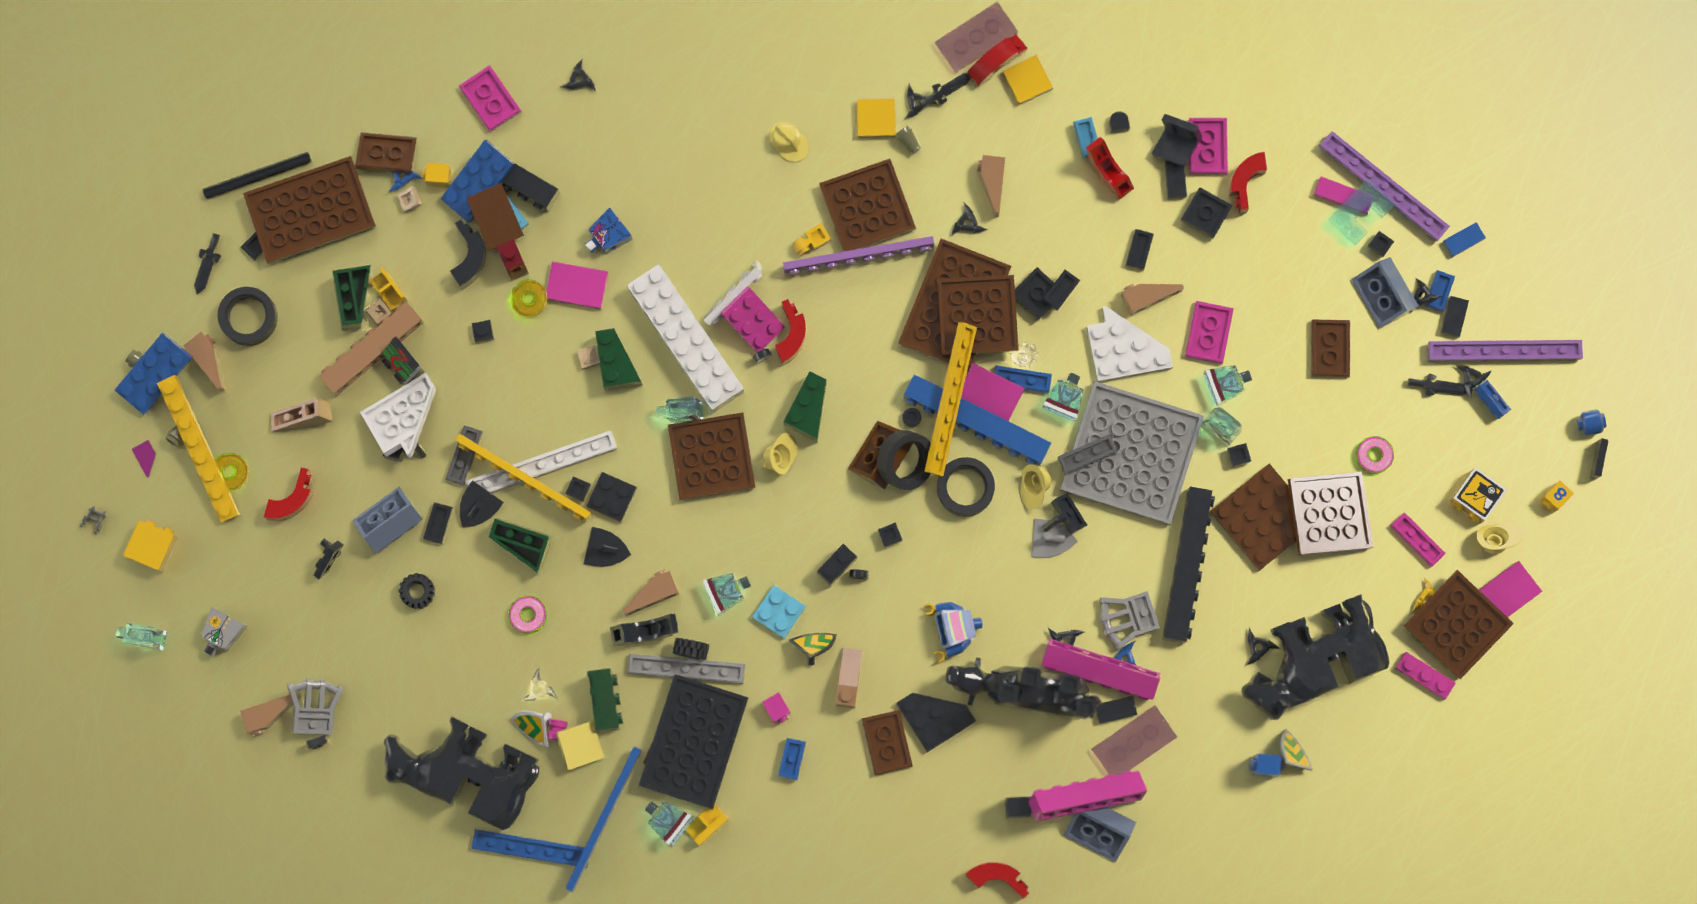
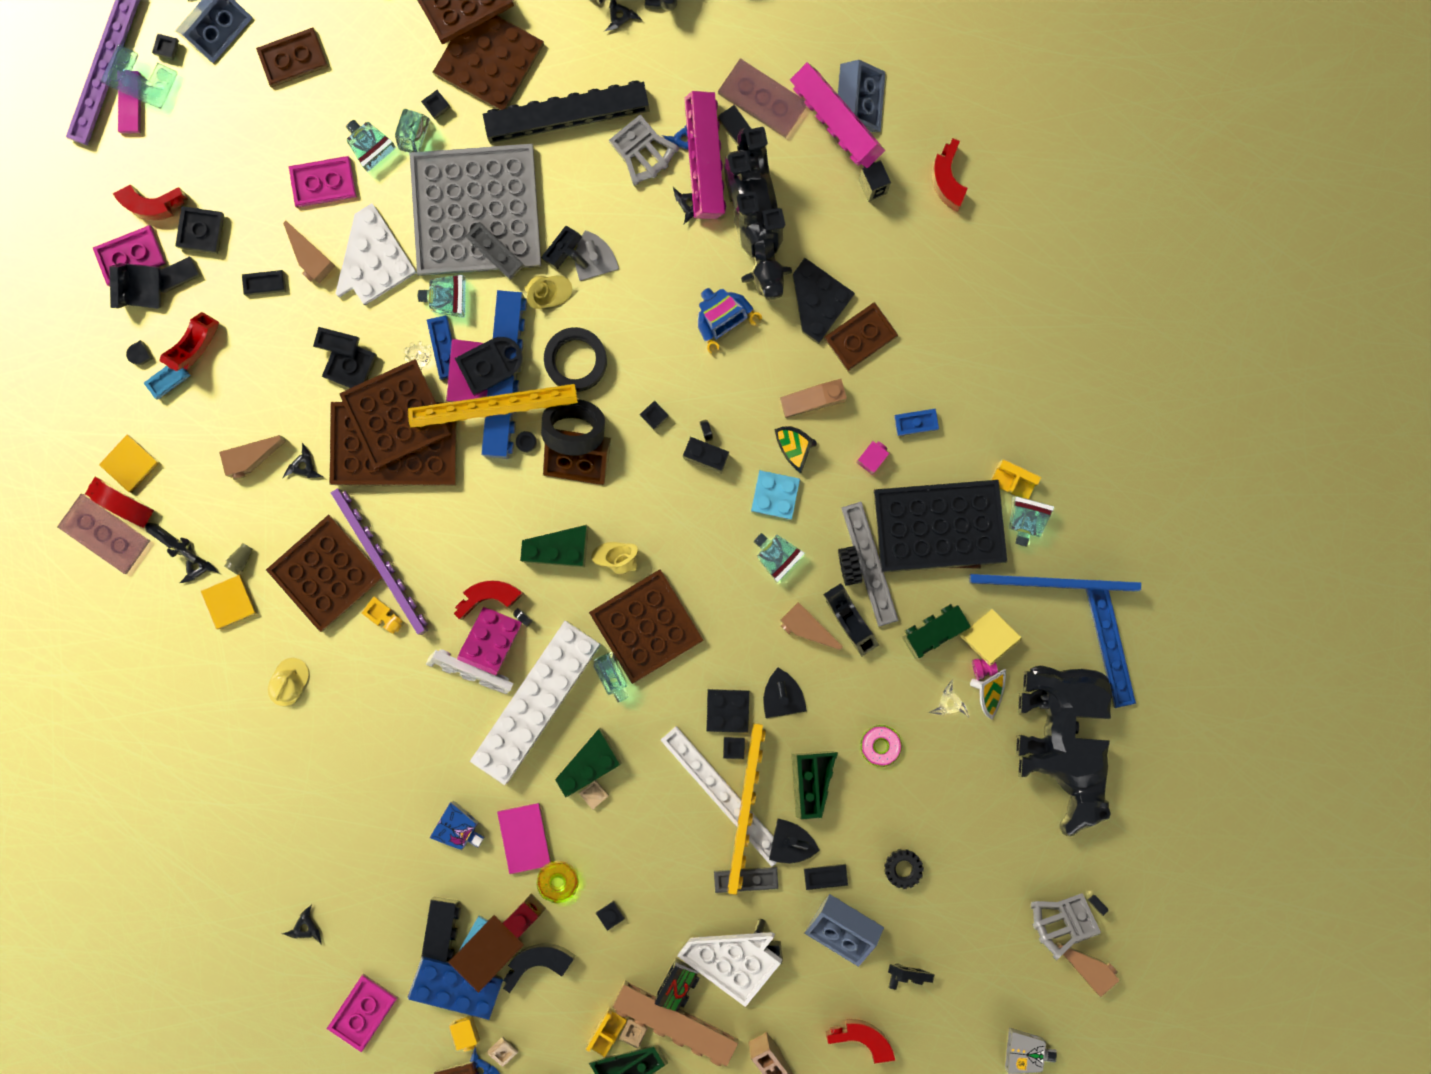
camera: 110 degrees left, 5 degrees up
(988, 410) = (488, 365): none -> black tile

